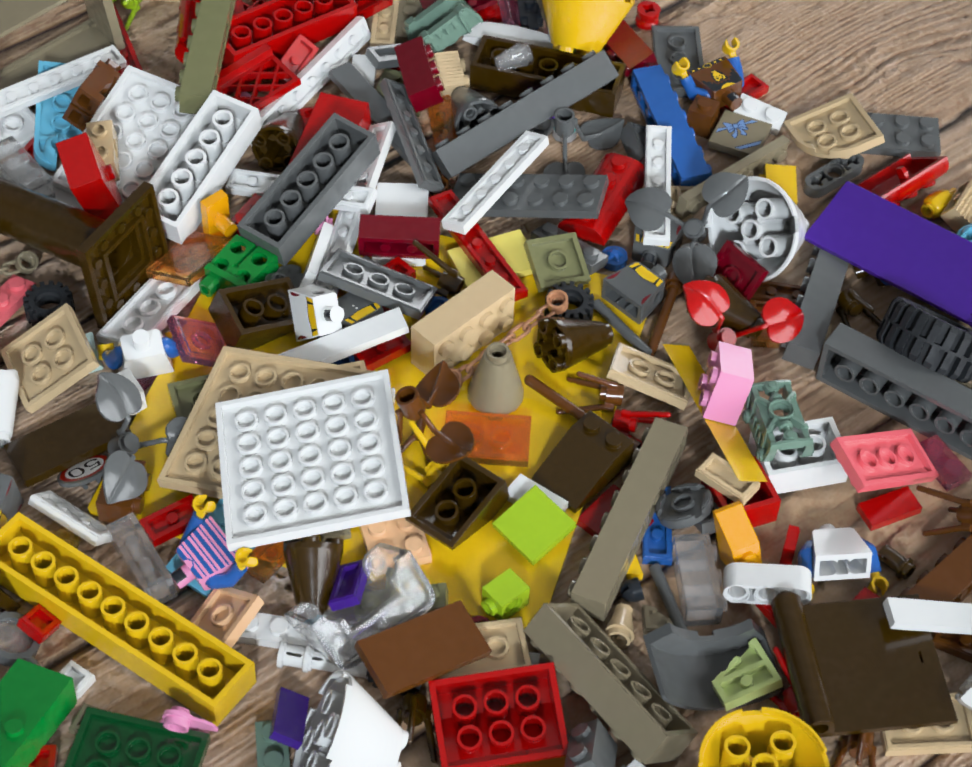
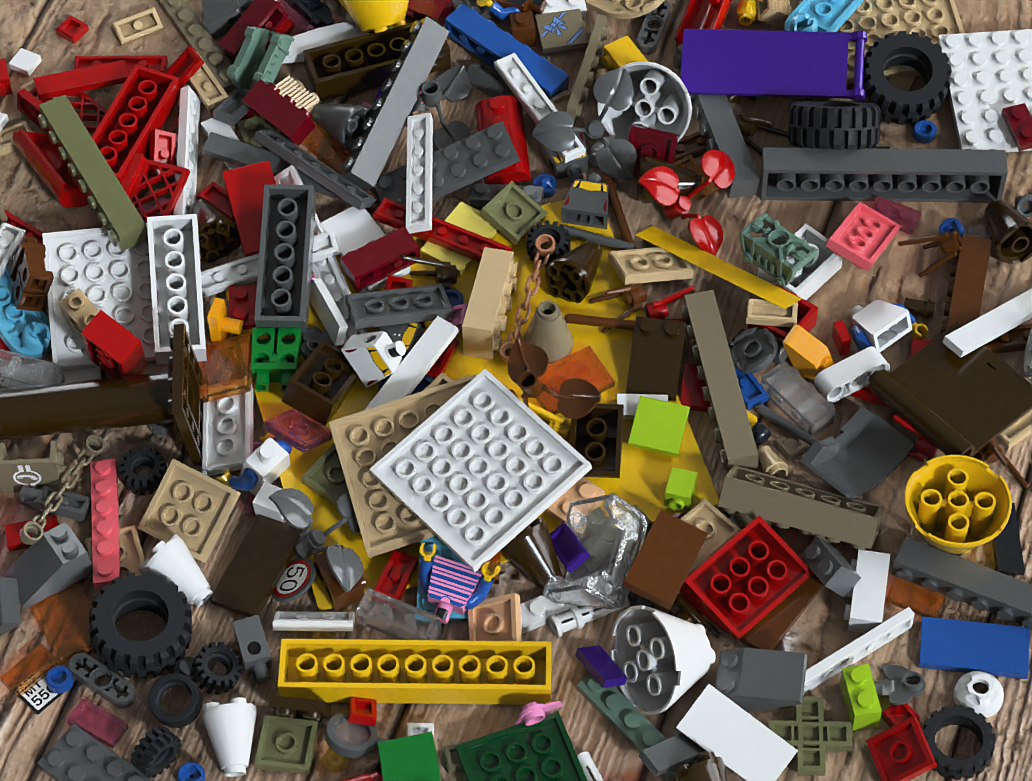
camera: 30 degrees left, 5 degrees up
(514, 57) = (350, 57): clear cone -> none
(726, 383) = (719, 240): bright pink brick -> none
(746, 678) = (885, 449): yellowish green wing -> none
(889, 508) = (884, 270): red tile -> none

